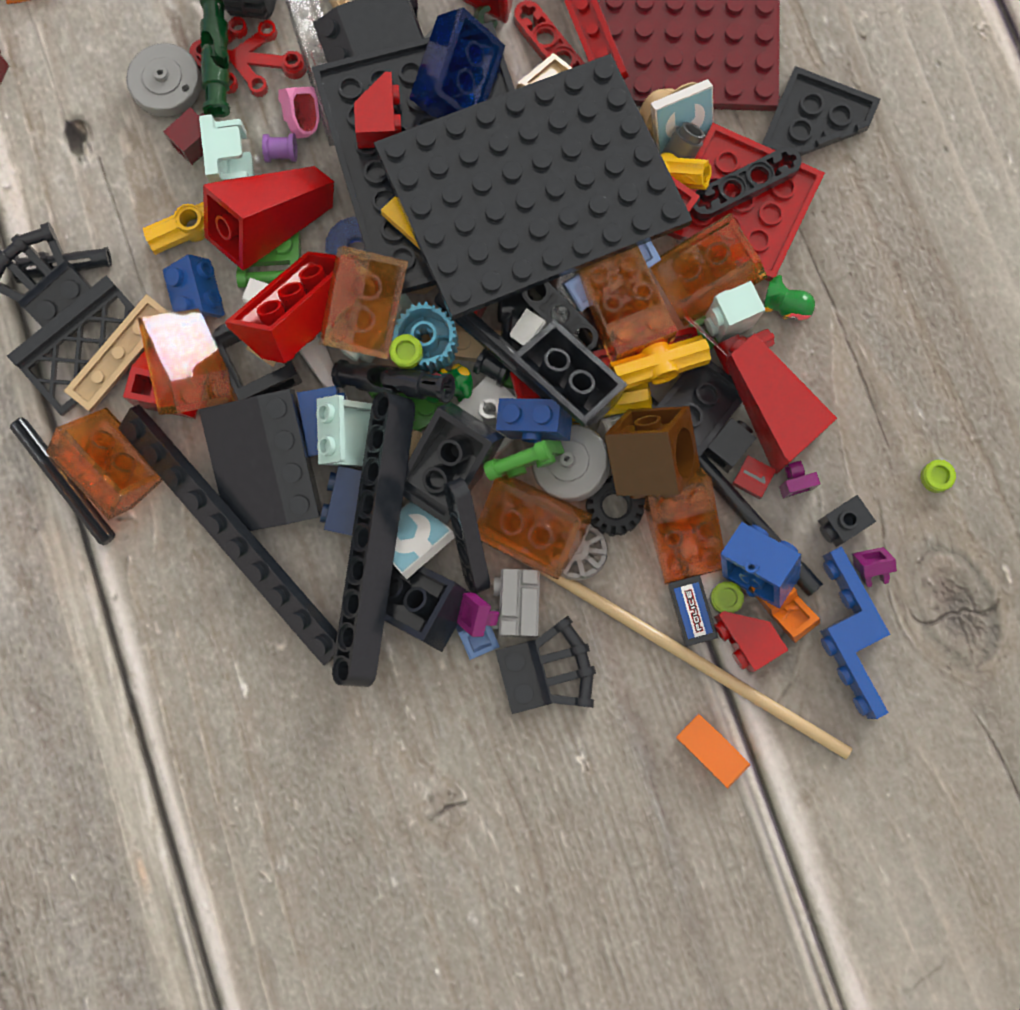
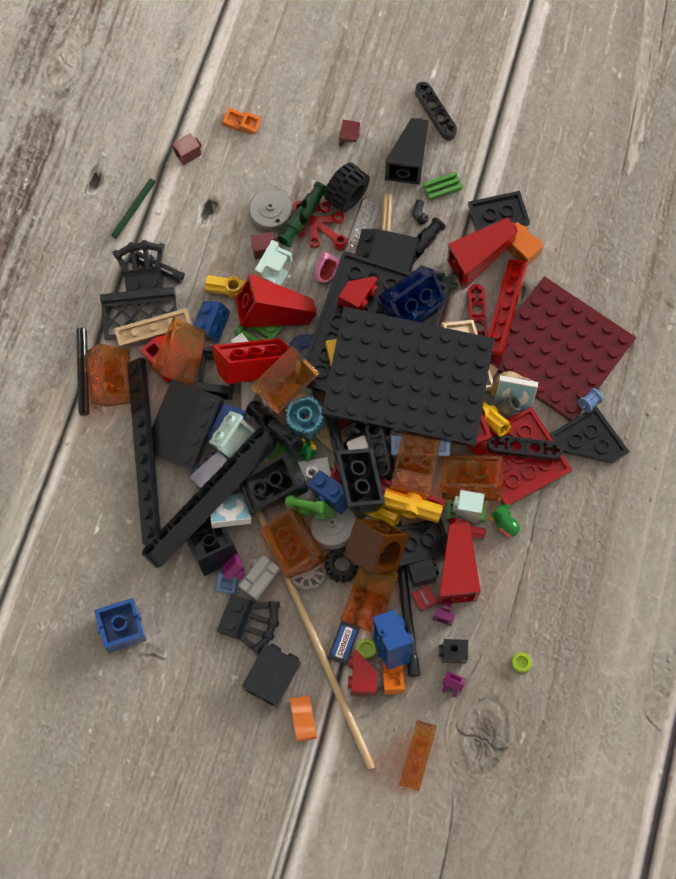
camera: 30 degrees right, 10 degrees down
(279, 147) = (303, 279): medium lavender bush -> none
(376, 802) = (120, 625): none -> blue brick
(406, 351) = (289, 416): lime tile -> none
(467, 535) = (255, 526): black beam -> none
(491, 367) = (327, 451): black bush -> none
(631, 722) = (271, 674): none -> black panel
(703, 332) = (446, 505): sticker -> none
(786, 62) = (594, 400): none -> medium blue bush
(854, 634) = (416, 709): blue bracket -> none
(896, 682) = (418, 755): none -> clear orange slope

